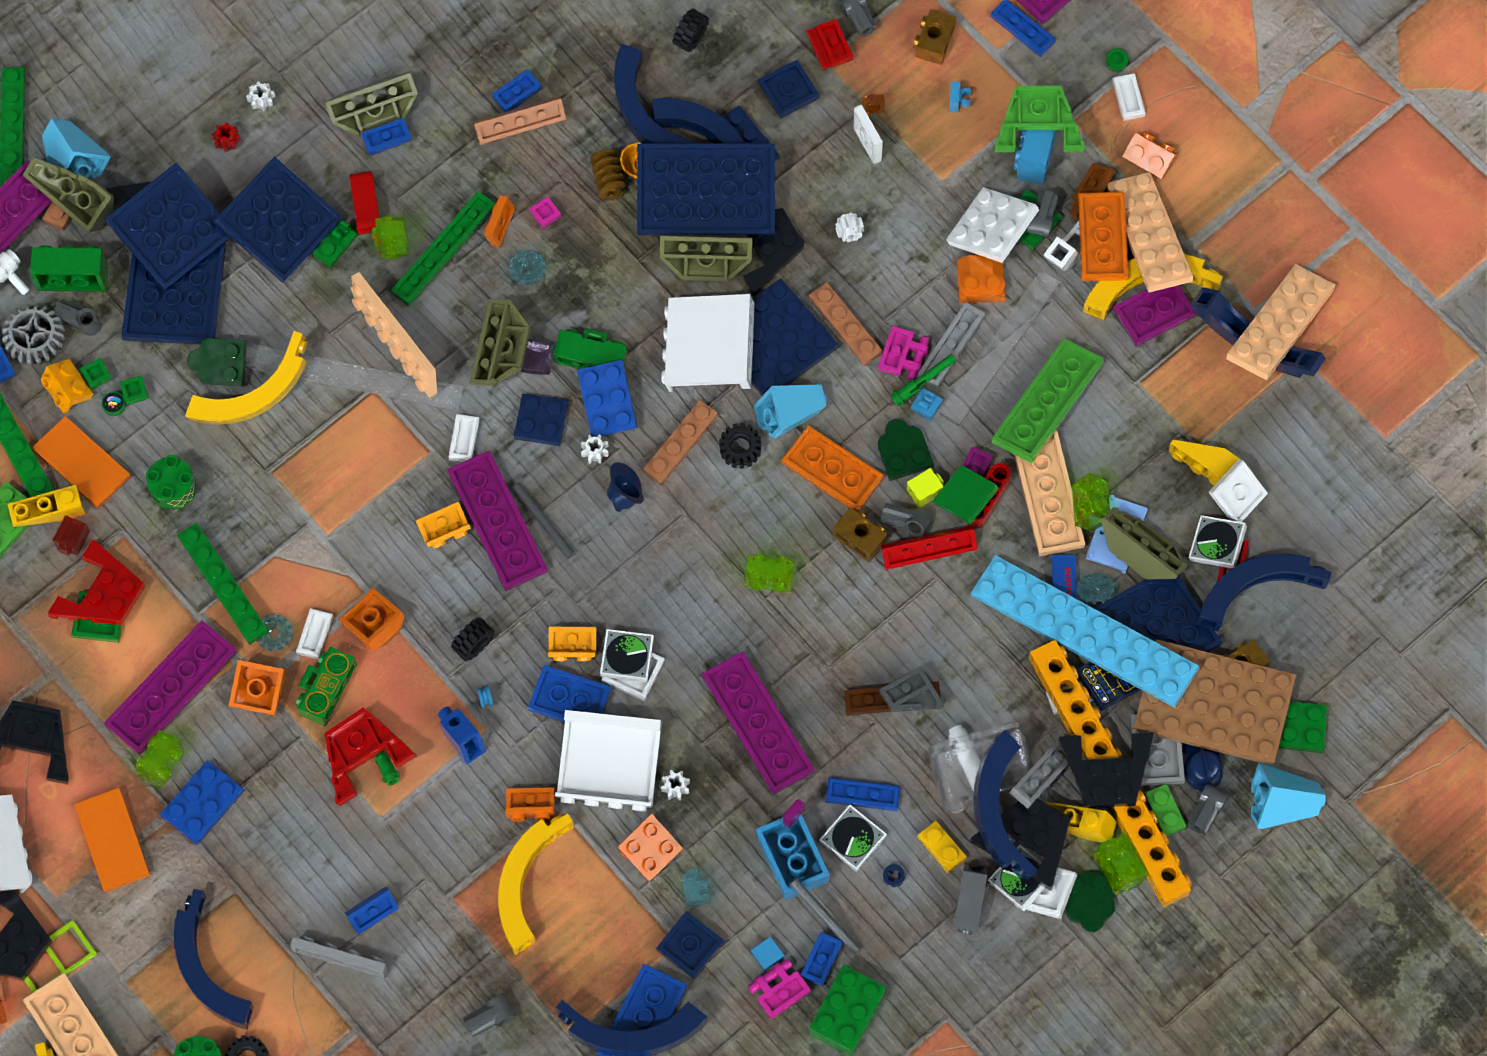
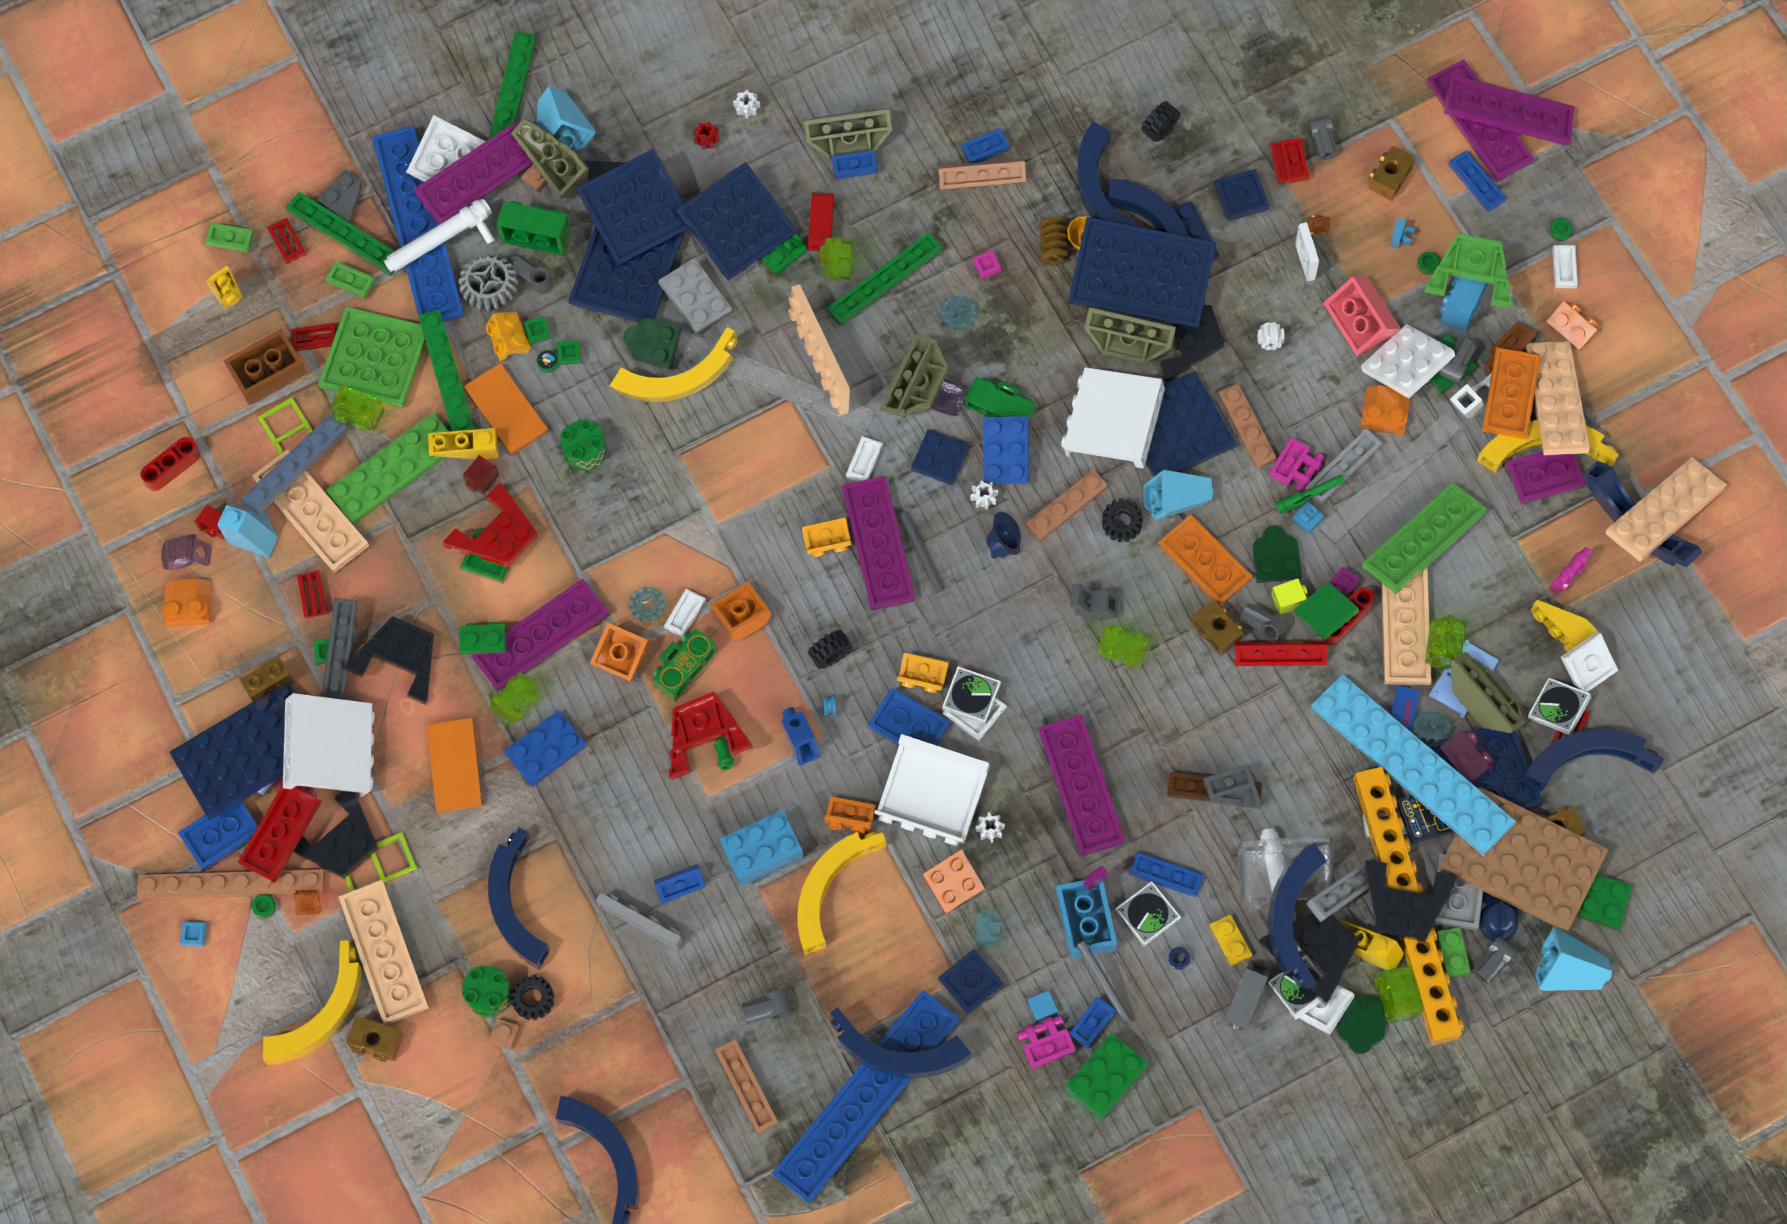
camera: 15 degrees right, 0 degrees up
(111, 703) = (482, 638): none -> green bracket
(223, 583) = (610, 549): green plate -> none
(252, 305) = (695, 296): none -> light grey plate
(447, 856) = (761, 848): none -> dark azure brick
(499, 221) = (942, 264): orange plate -> none
(731, 536) = (1094, 604): none -> dark grey brick
(936, 187) = (1361, 315): none -> coral slope
(991, 121) = (1428, 263): none -> green tile
(1137, 610) = (1467, 755): none -> clear pink bracket
(1197, 406) = (1576, 566): none -> dark pink plate

